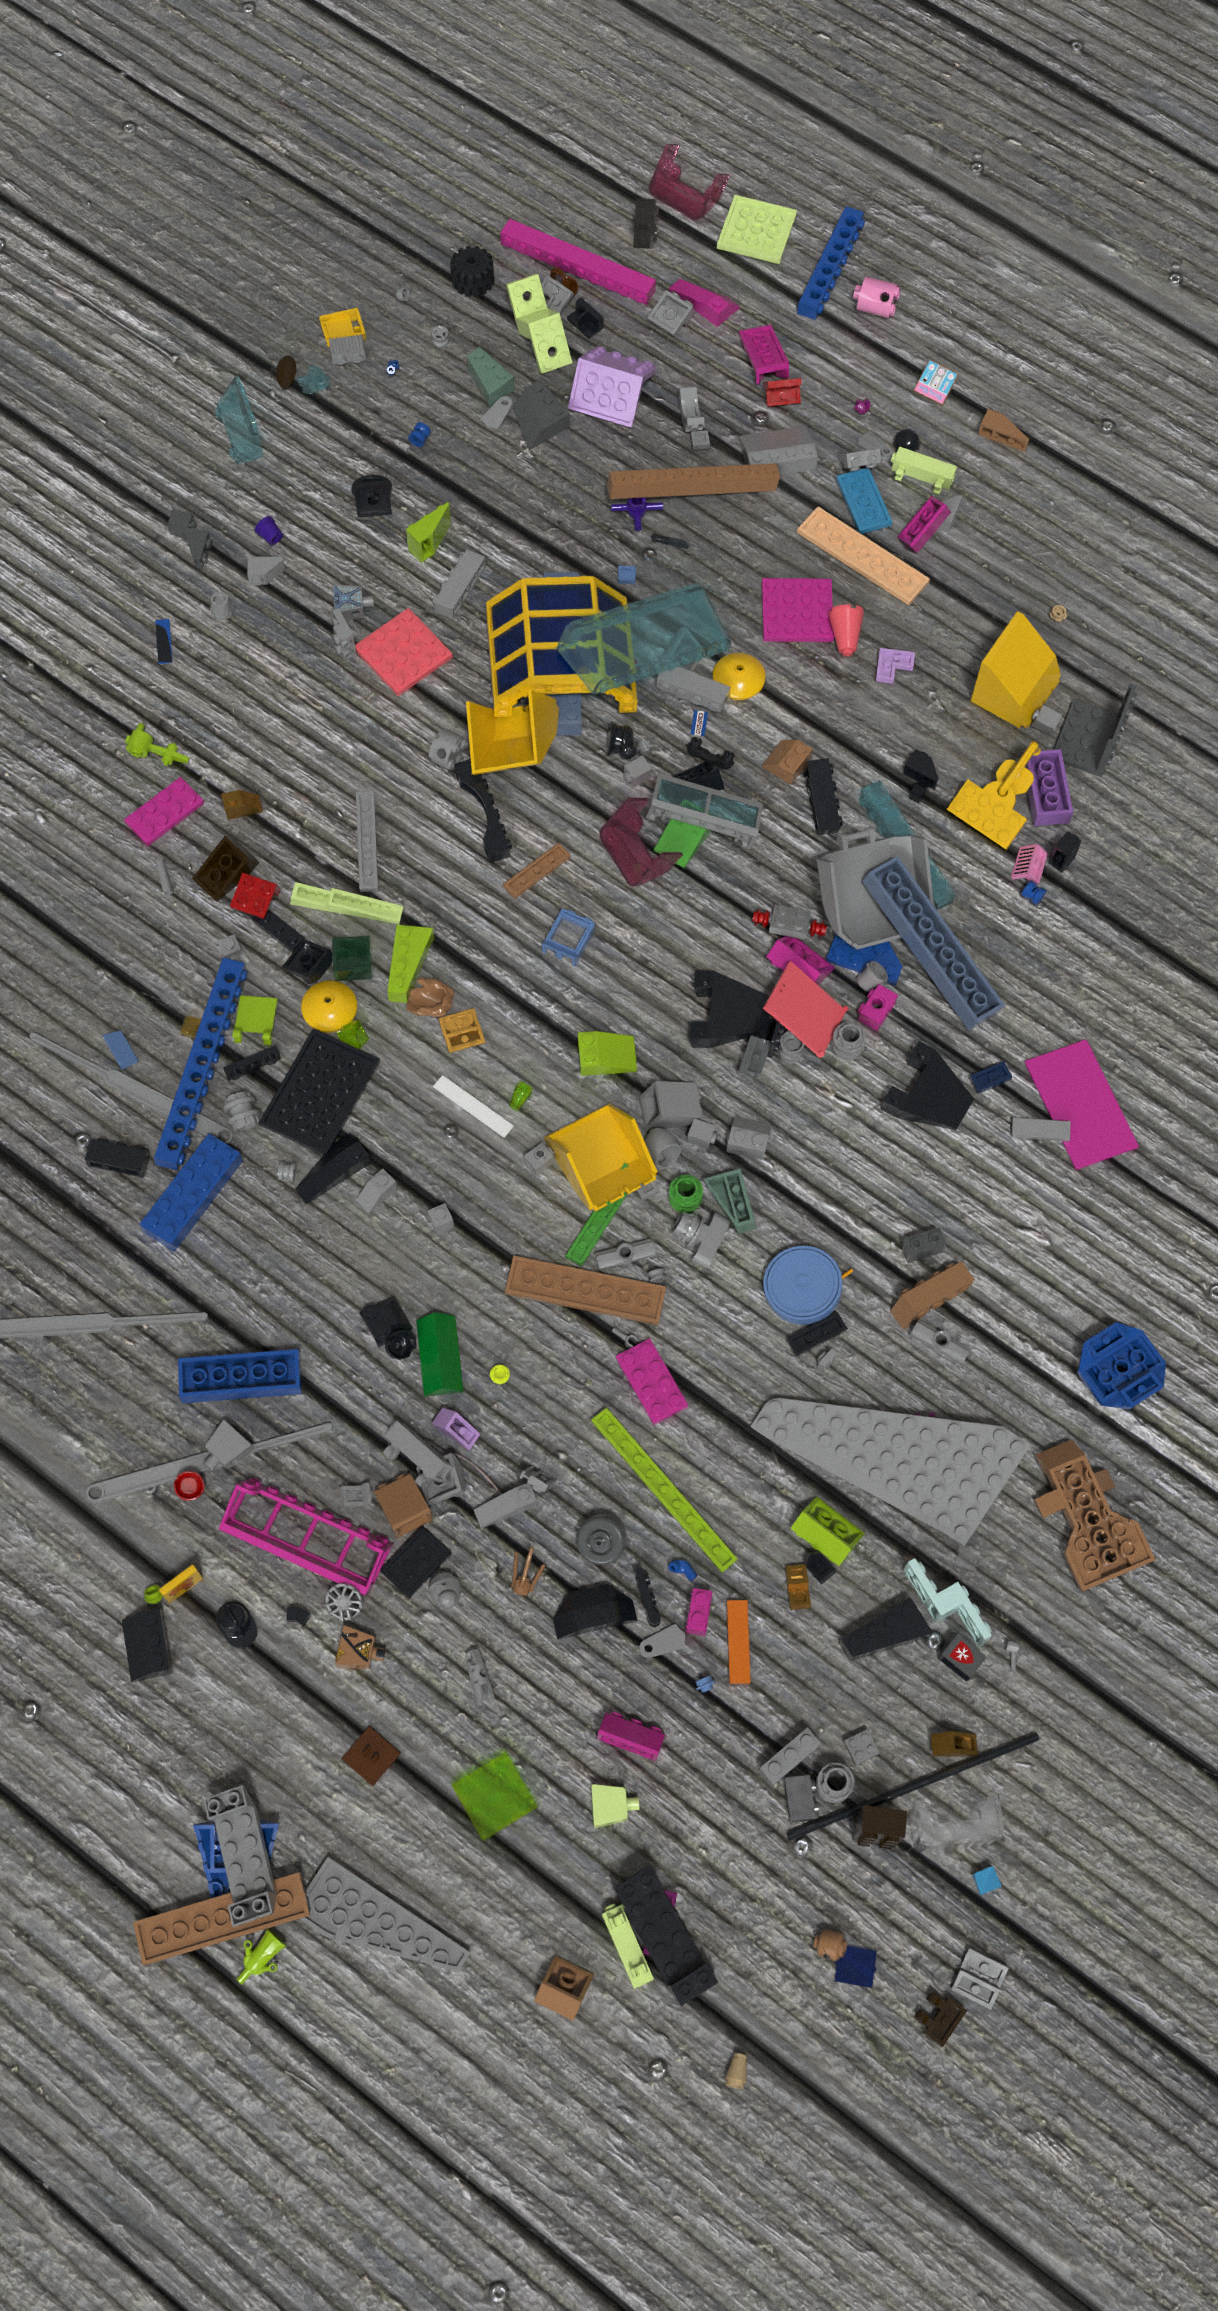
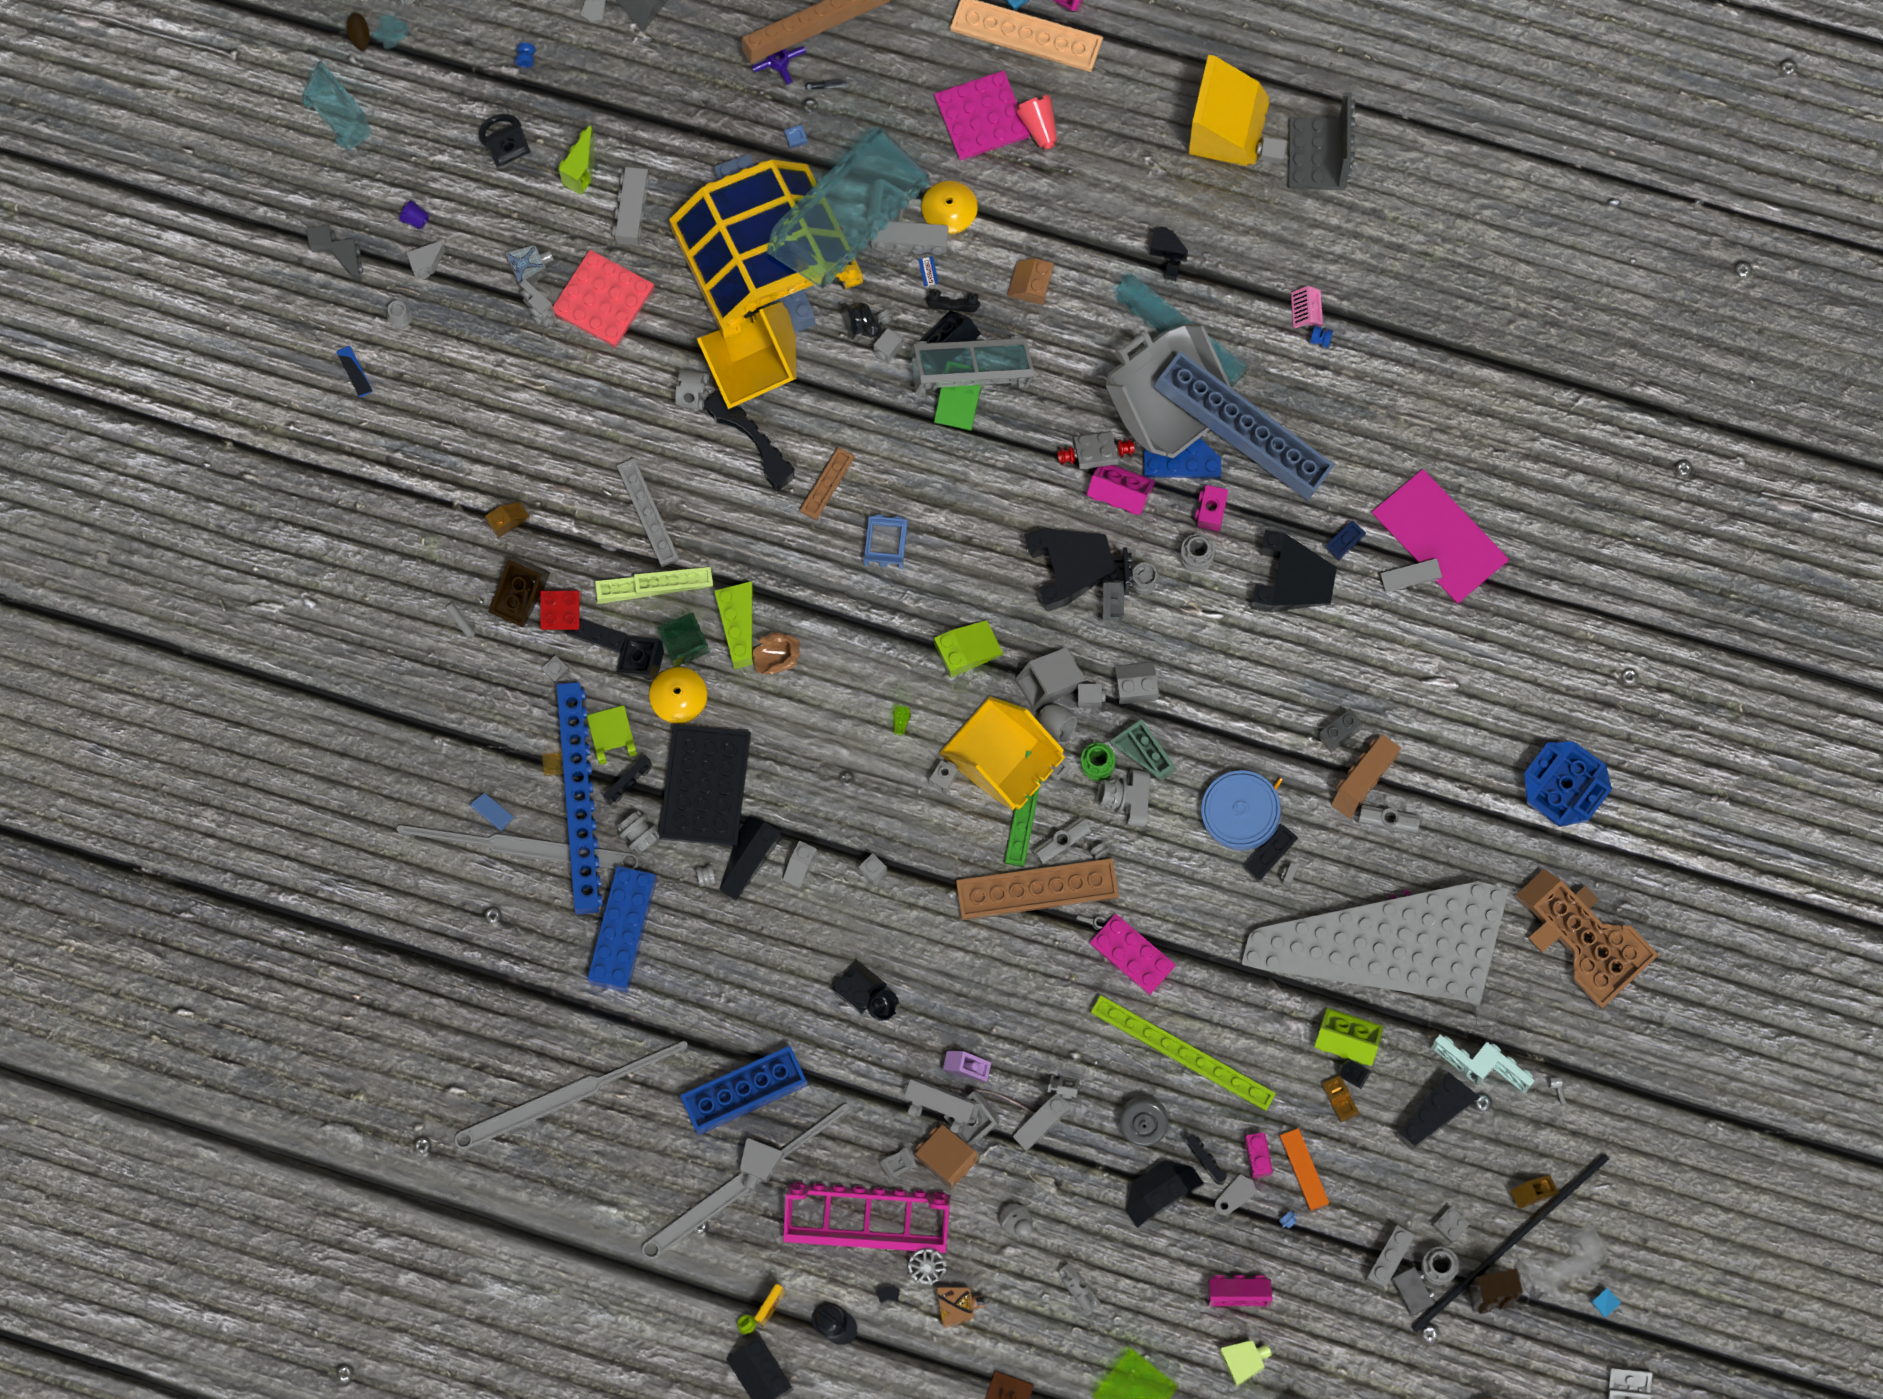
camera: 15 degrees left, 5 degrees up
(117, 1157) = (535, 920): black brick -> none
(140, 744) = (380, 490): lime piece -> none
(164, 811) = (431, 552): dark pink plate -> none
(189, 1485) = (738, 1210): red hair -> none
(353, 1034) = (714, 716): clear neon green panel -> none
(415, 1562) = (978, 1205): black tile -> none
(439, 1354) = (922, 1001): green slope -> none
(461, 1030) = (818, 674): pearl gold slope -> none
(473, 1106) = (858, 745): white sticker -> none
(499, 1374) = (987, 999): neon yellow plate -> none
(522, 1585) = (1086, 1190): medium nougat plant -> none
(627, 848) = (910, 430): clear pink windscreen -> none
(684, 1567) = (1228, 1119): blue arm -> none
(805, 1009) = (1145, 537): coral door -> none
(822, 796) = (1081, 309): black wedge -> none
(872, 976) = (1196, 478): light grey piece -> none
(891, 660) = (1094, 140): lavender plate -> none
(962, 1657) = (1514, 1109): piece -> none
(993, 813) = (1250, 267): yellow plate -> none
(1049, 792) = (1297, 222): medium lavender brick -> none
(1058, 609) = (1243, 25): tan plate -> none
(1064, 851) = (1337, 284): black brick -> none

